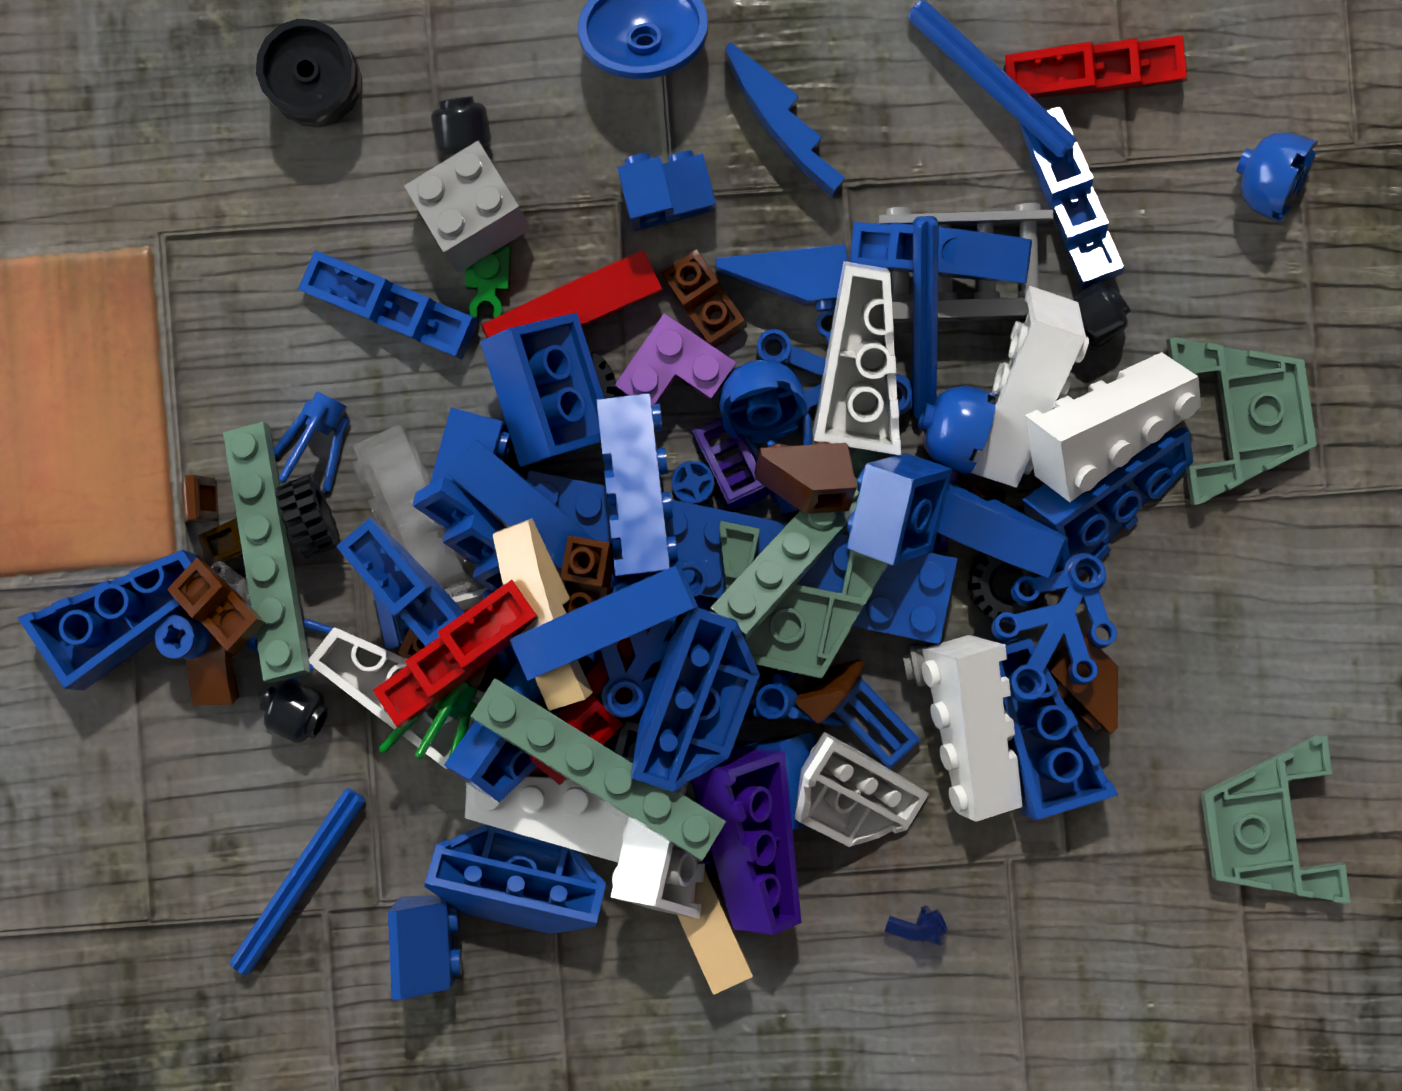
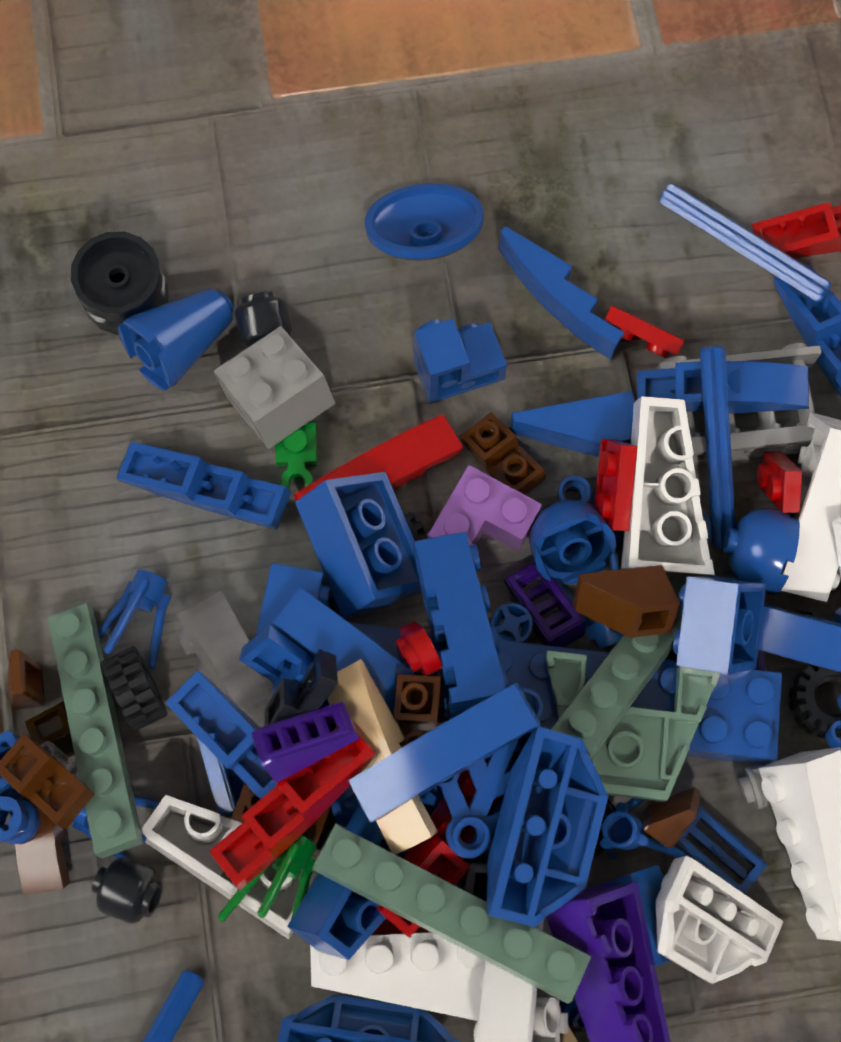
camera: 10 degrees left, 15 degrees down
(368, 136) = (175, 335): none -> blue cone
(450, 588) = (278, 741): none -> dark purple slope
(468, 554) = (299, 698): none -> black slope
(589, 511) = (417, 649): none -> red plate
(813, 347) = (615, 482): none -> red plate
(855, 164) = (658, 340): none -> red plate
(986, 357) = (780, 481): none -> red plate

